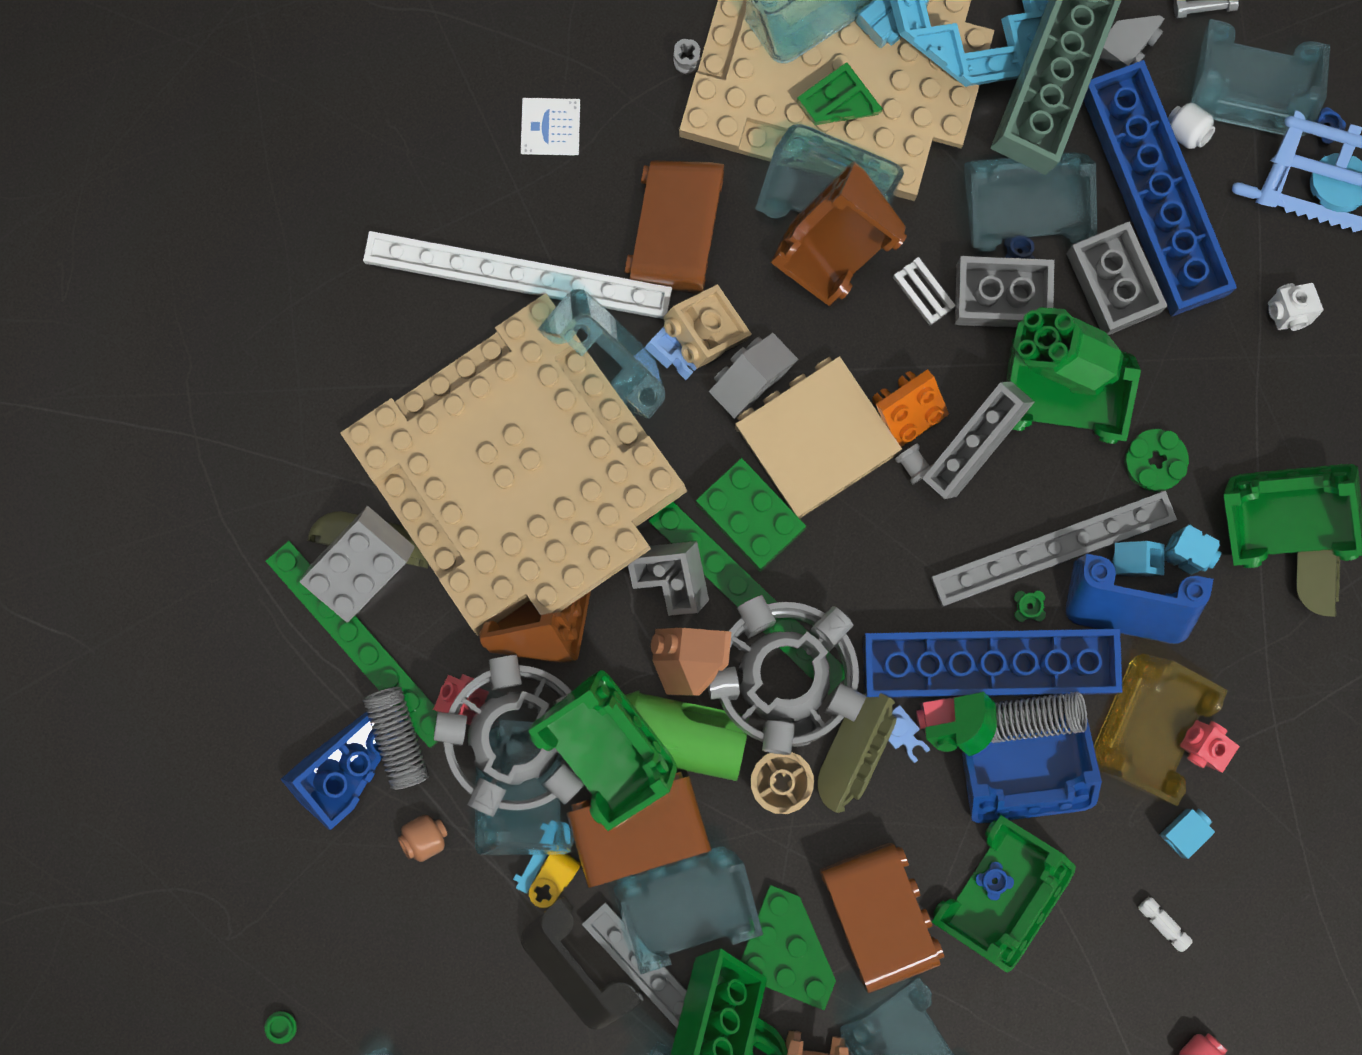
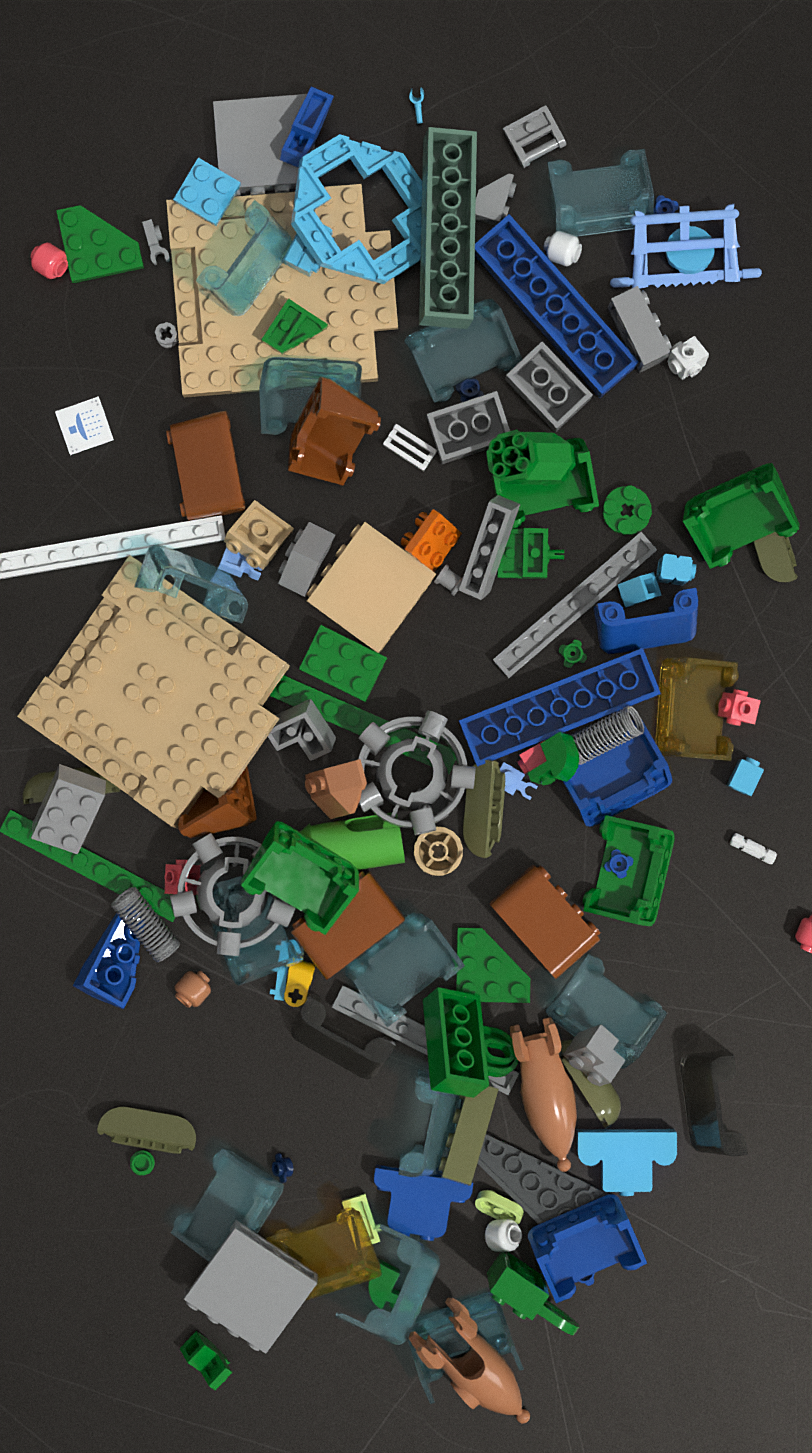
camera: 25 degrees left, 5 degrees up
(302, 989) = (148, 1129): none -> olive brick
(1019, 468) = (527, 554): none -> green plate
(1251, 249) = (639, 328): none -> light grey brick

